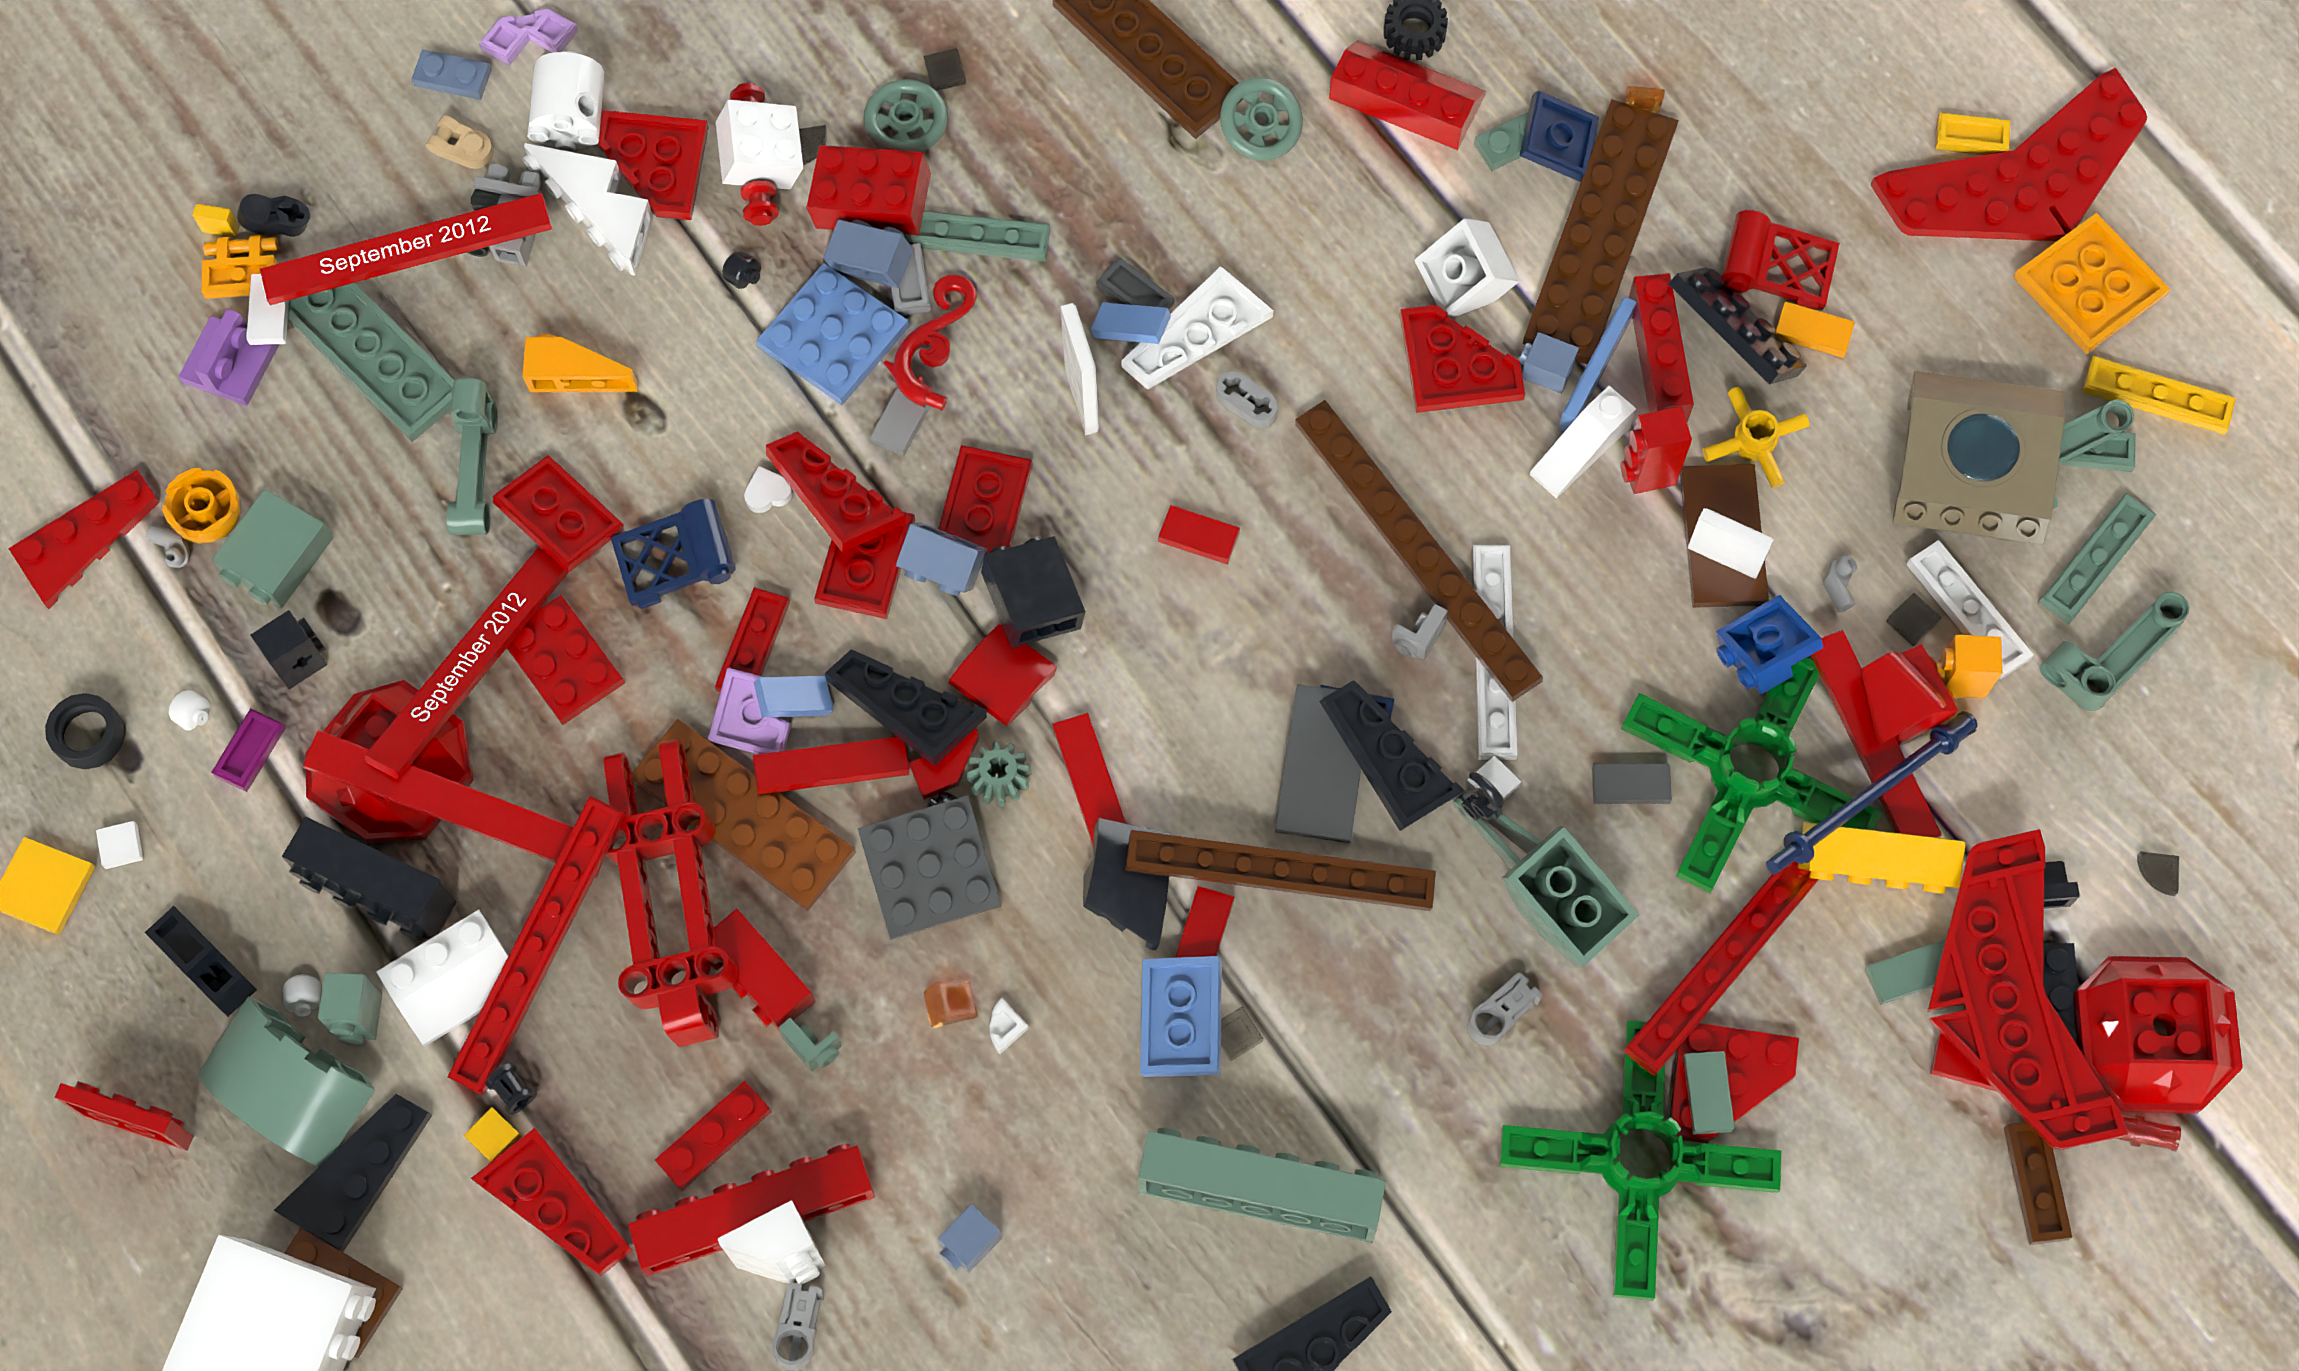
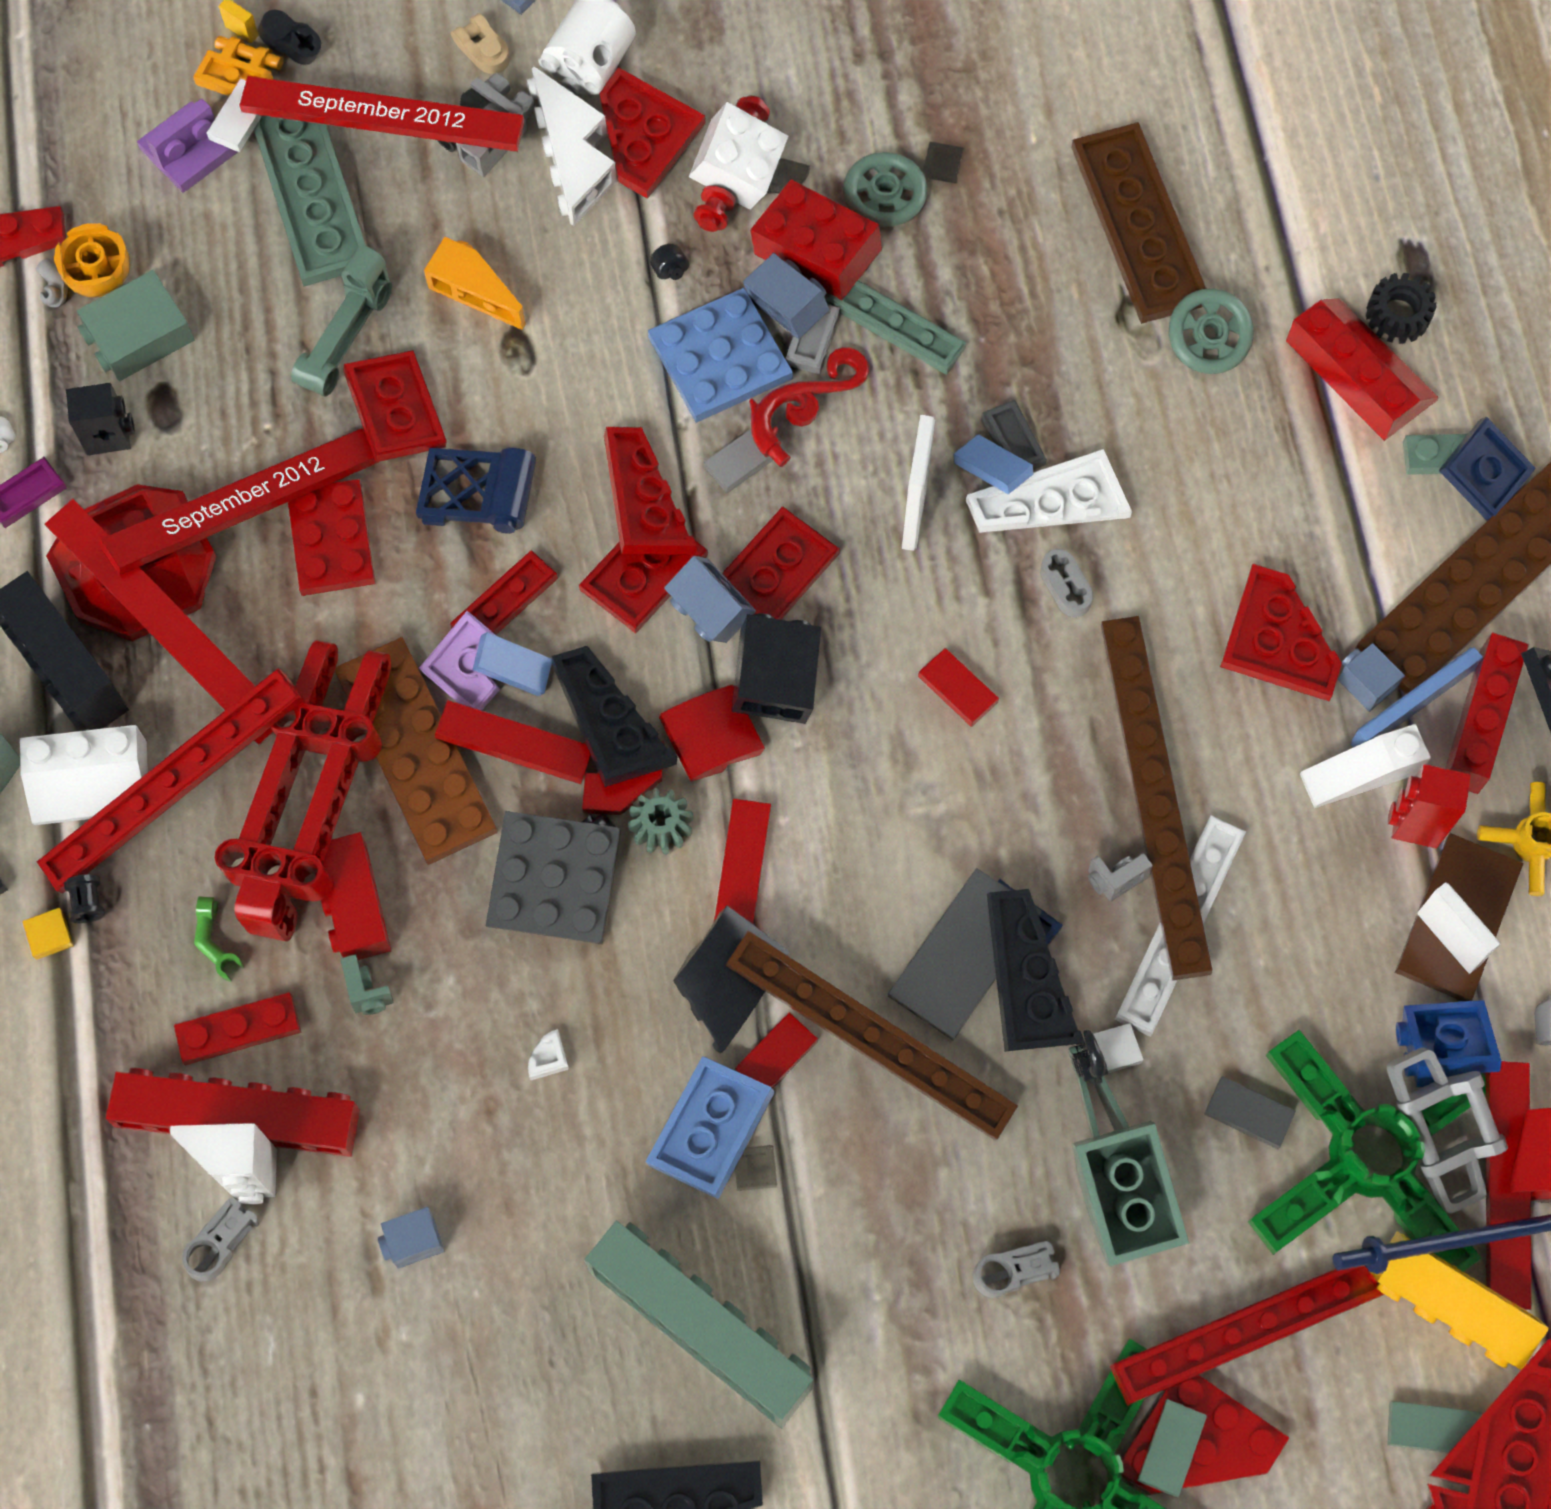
camera: 25 degrees right, 0 degrees up
(547, 1196) = (66, 1014): red wing -> none
(642, 1075) = (206, 913): none -> bright green arm
(767, 490) = (587, 468): white tile -> none
(950, 1002) = (510, 1010): clear orange slope -> none
(1466, 268) = (1336, 553): white slope -> none
(1828, 728) = (1464, 1153): none -> light grey bar

